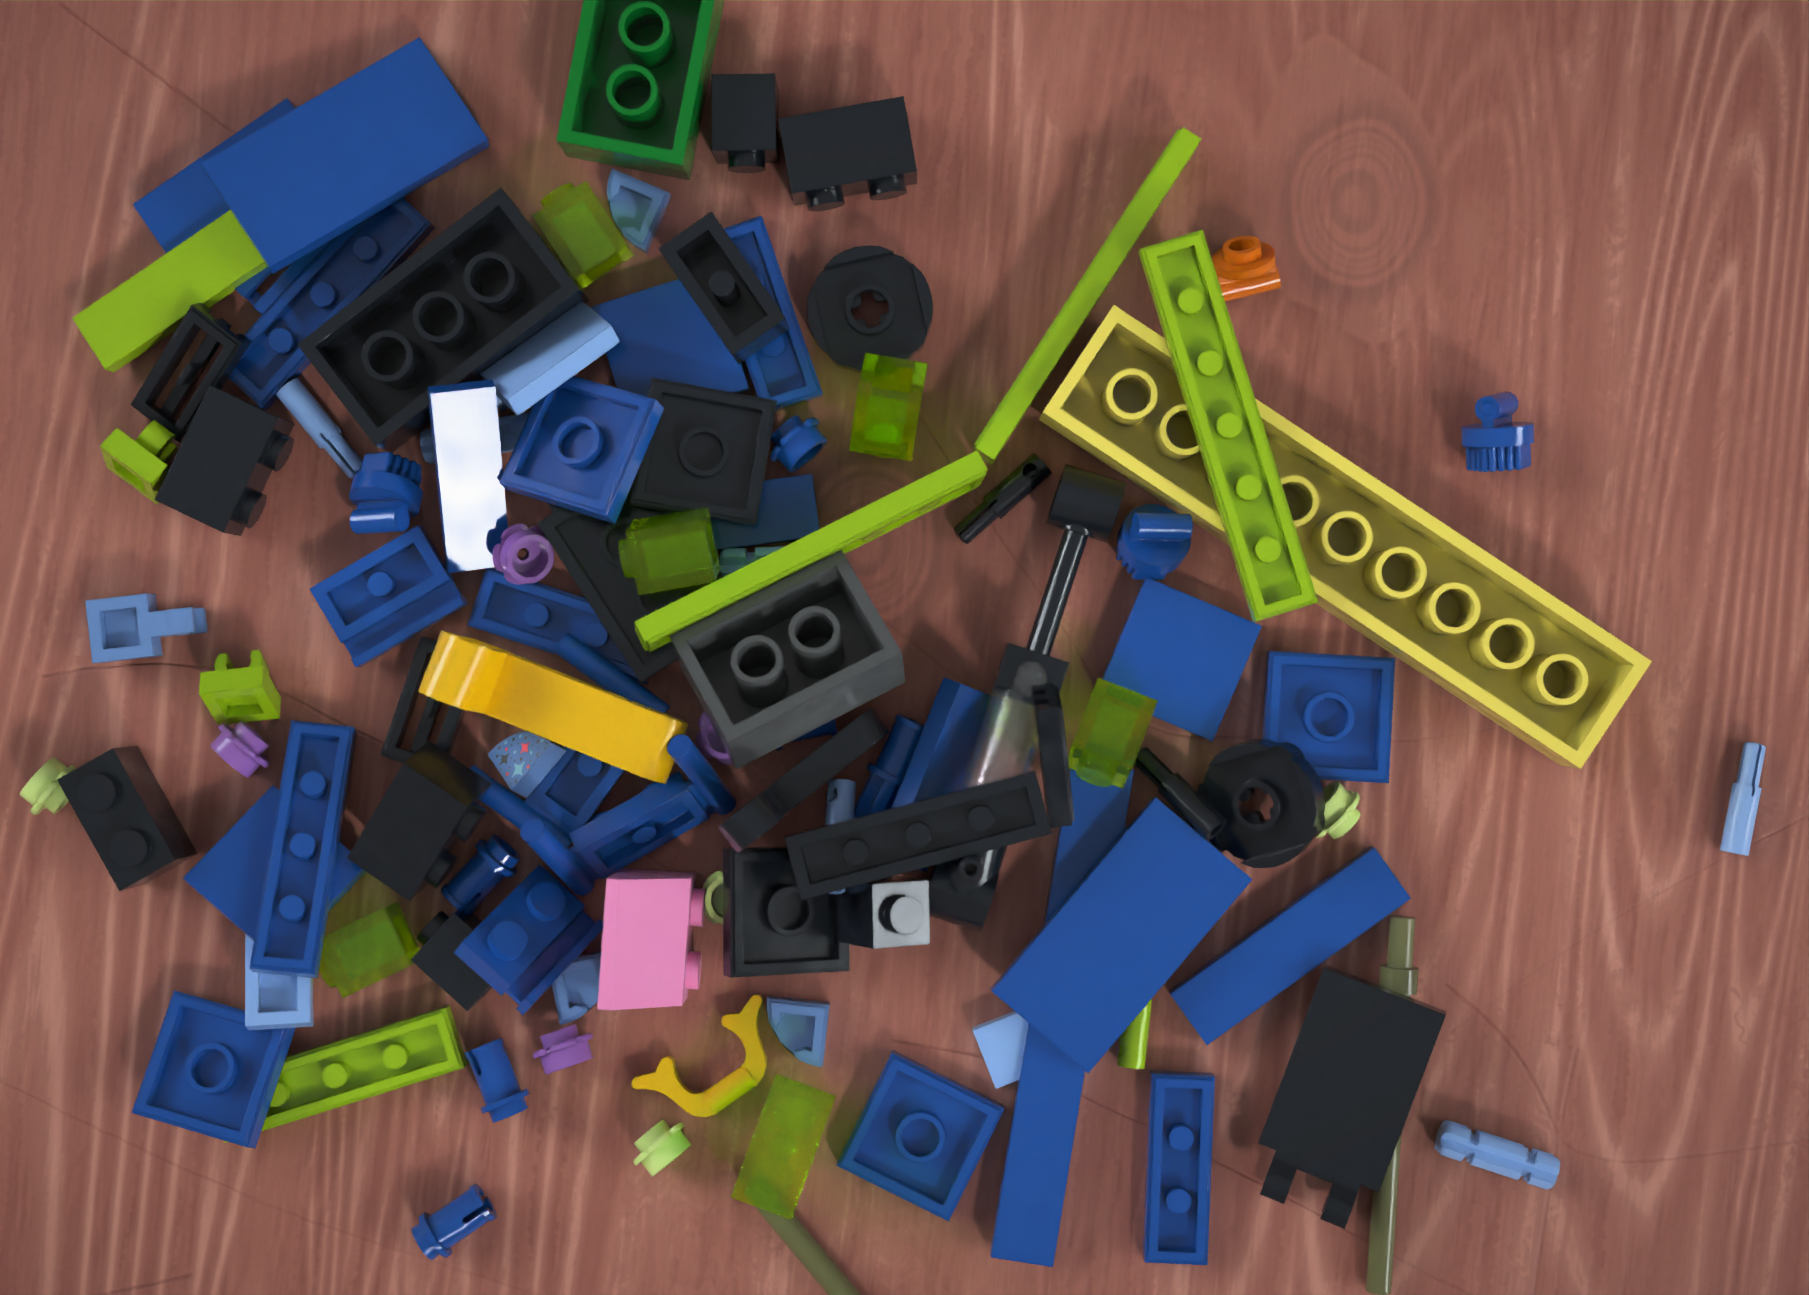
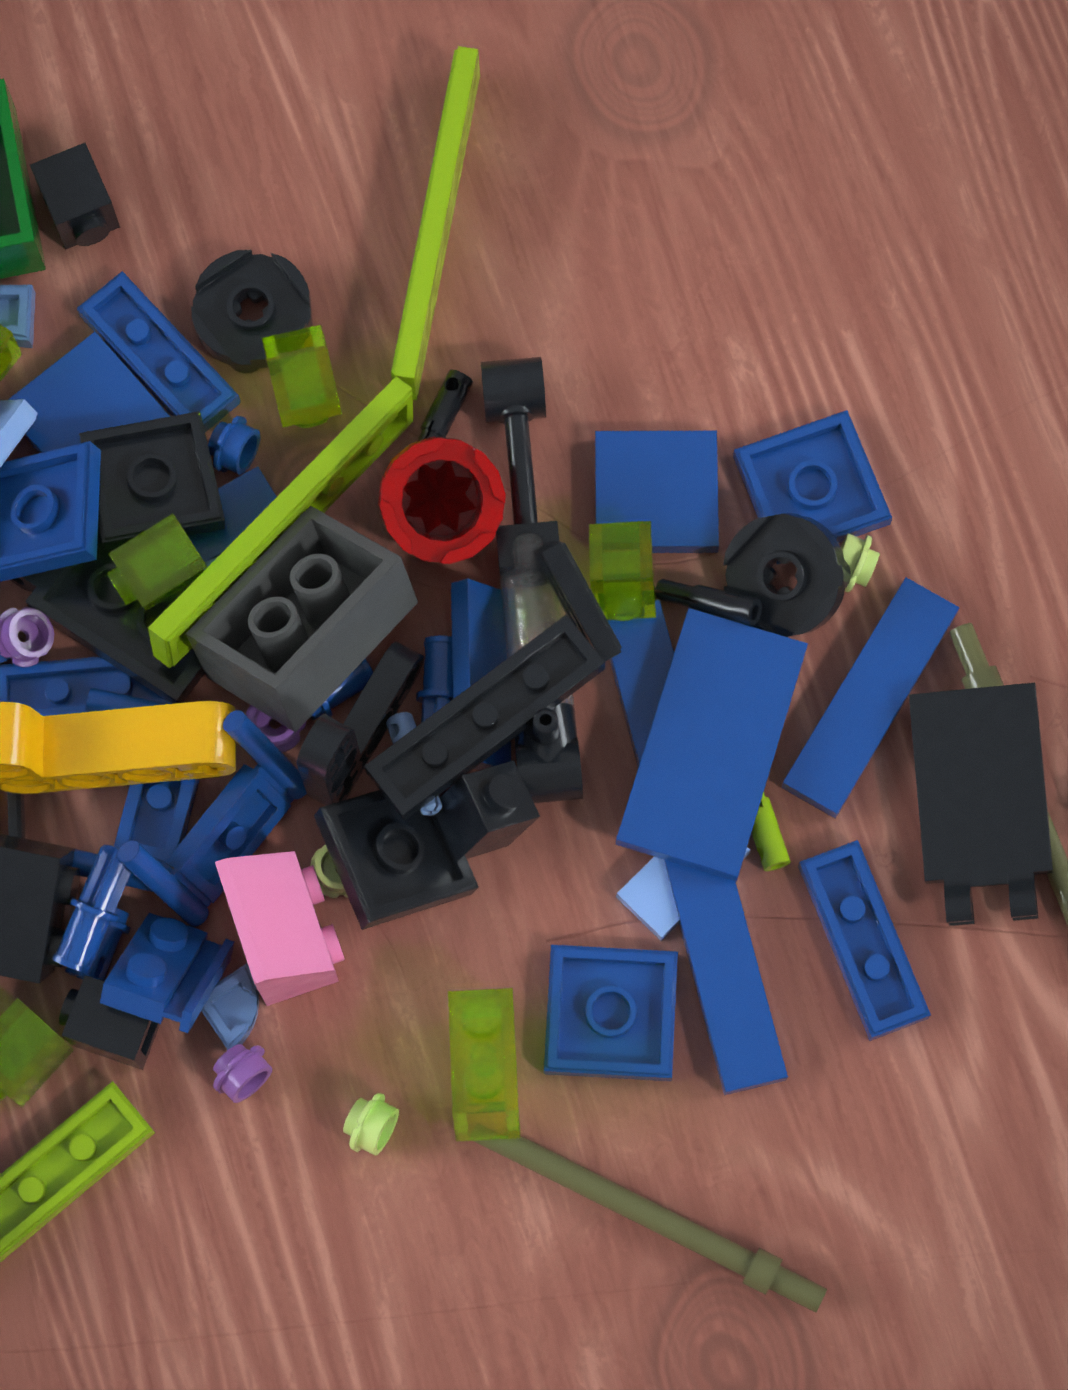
camera: 20 degrees left, 15 degrees down
(453, 1223) = (199, 1285): blue pin -> none
(481, 860) = (93, 911): none -> blue axle
(497, 1080) = (189, 1128): blue pin -> none
(525, 760) = (99, 814): medium blue tile -> none
(724, 288) = (114, 329): black brick -> none
(728, 1089) = (414, 1044): yellow helmet -> none
(800, 1026) = (455, 960): medium blue tile -> none
(849, 153) = (177, 187): black brick -> none
(966, 603) = (442, 500): none -> red tile
(1153, 541) = (587, 396): blue piece -> none
(1227, 426) = (606, 260): lime tile -> none
(1246, 267) = (565, 147): orange plate -> none
(1368, 553) = (751, 323): light yellow brick -> none
(1497, 441) = (850, 191): blue piece -> none

